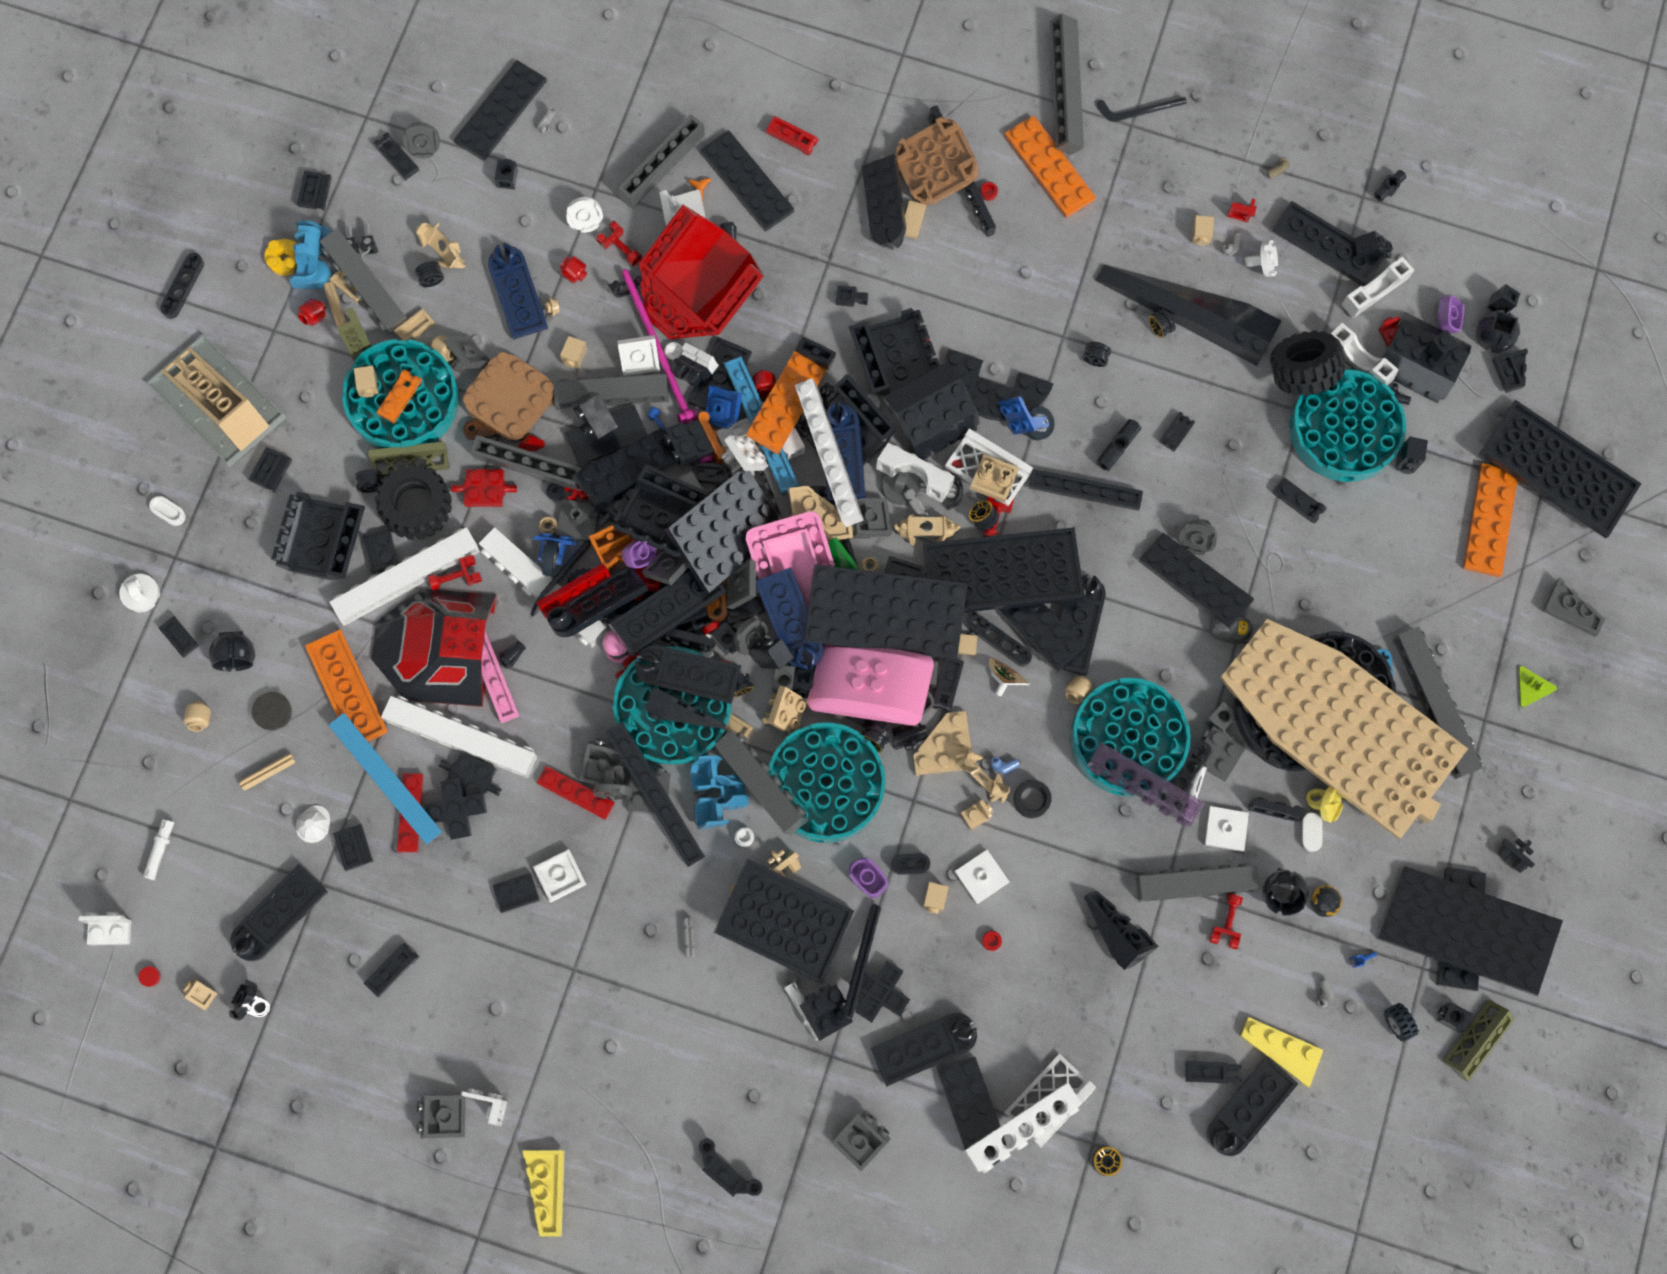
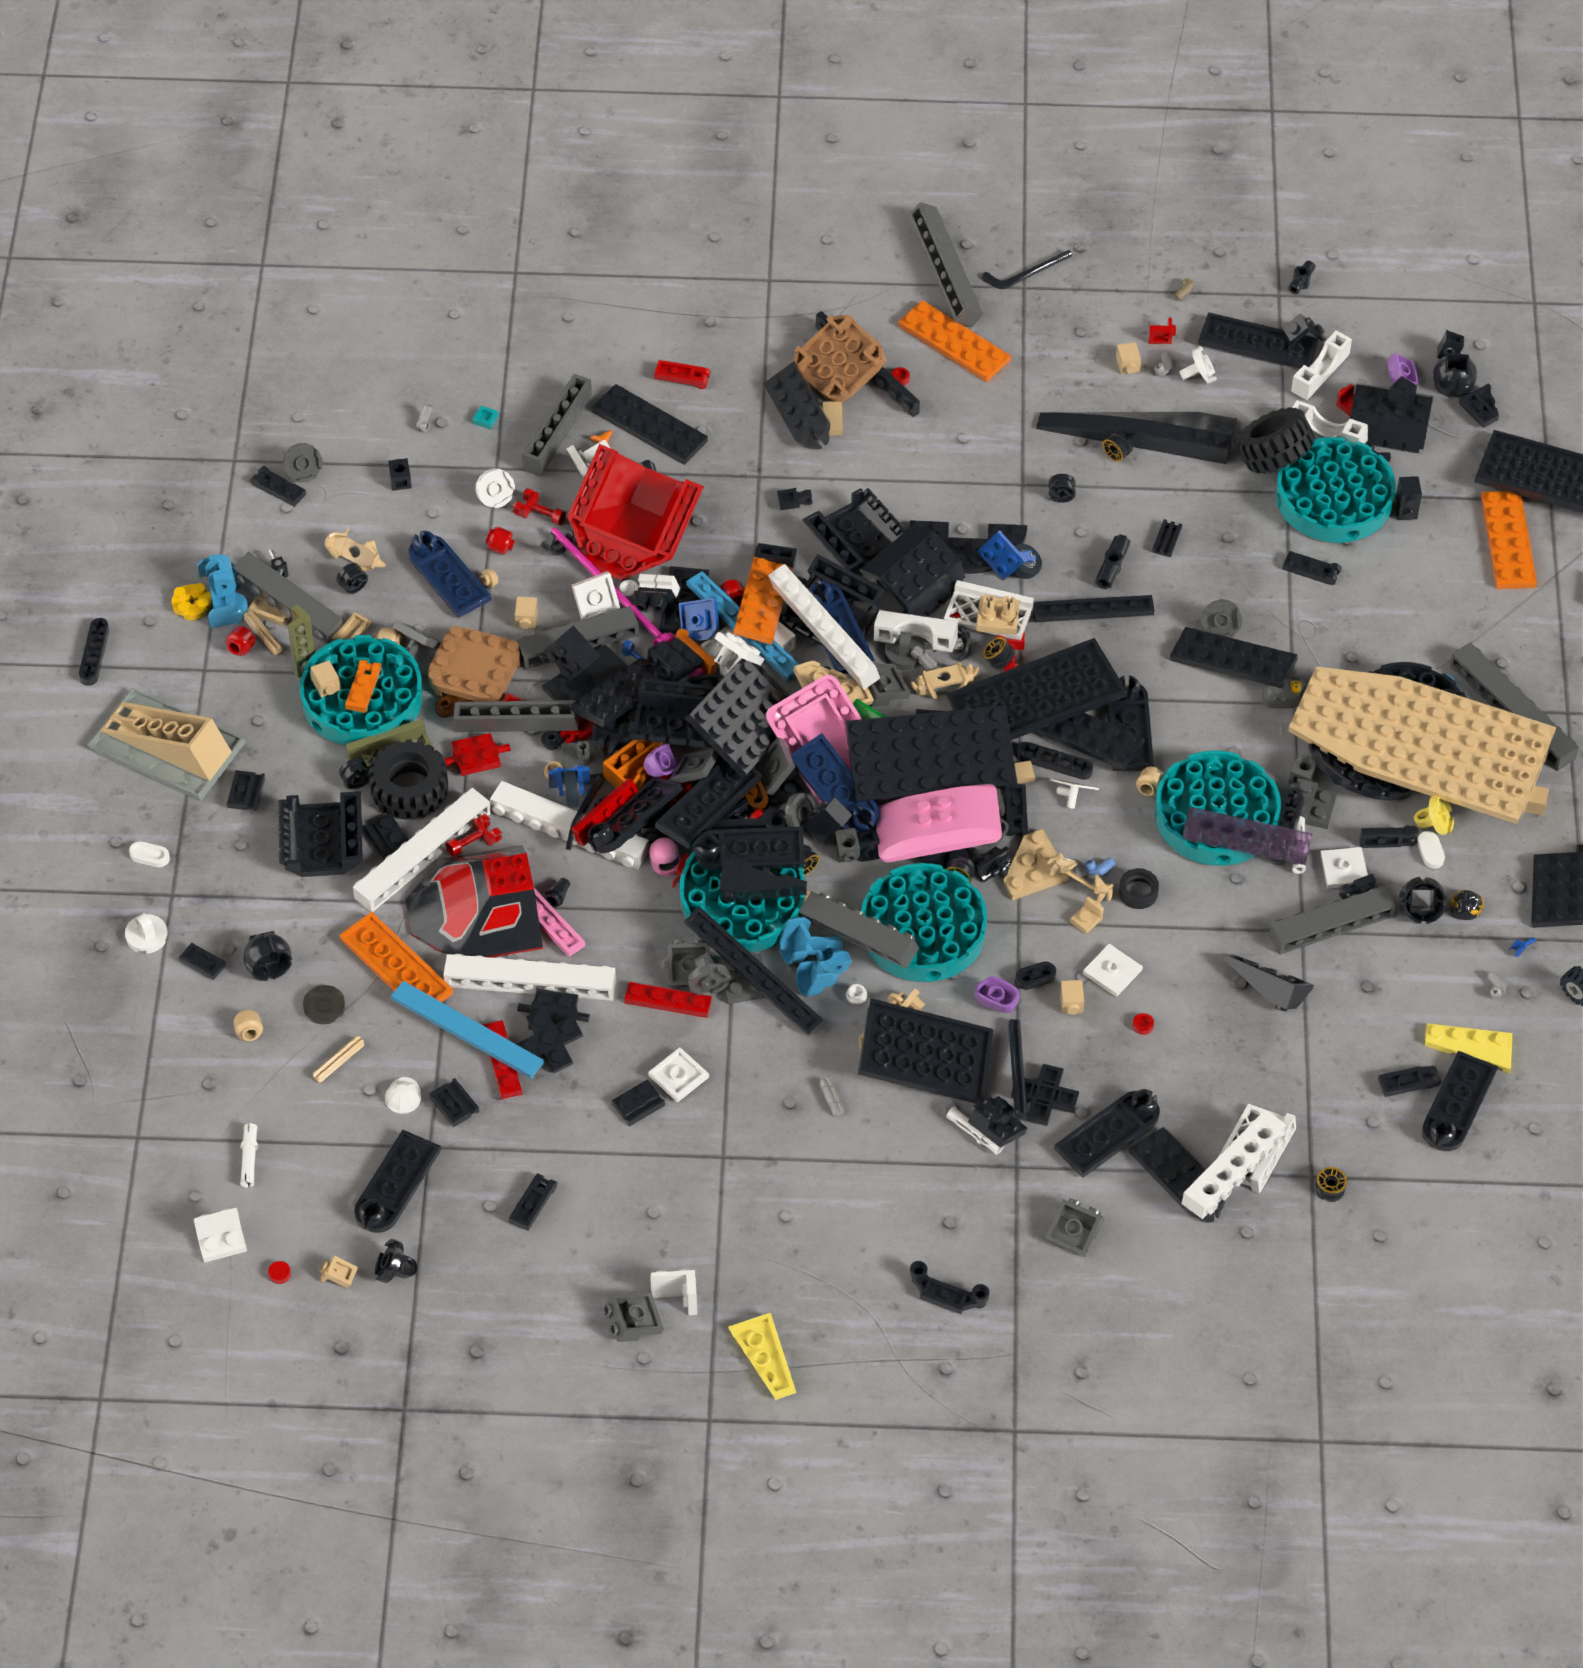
camera: 10 degrees left, 20 degrees down
(314, 190) = (204, 535): black plate -> none
(500, 110) = (372, 422): black plate -> none
(602, 133) = (485, 417): none -> teal tile
(786, 710) = (859, 869): tan plate -> none
(1233, 901) = (1375, 926): red bar -> none
(1236, 857) = (1359, 886): none -> black plate

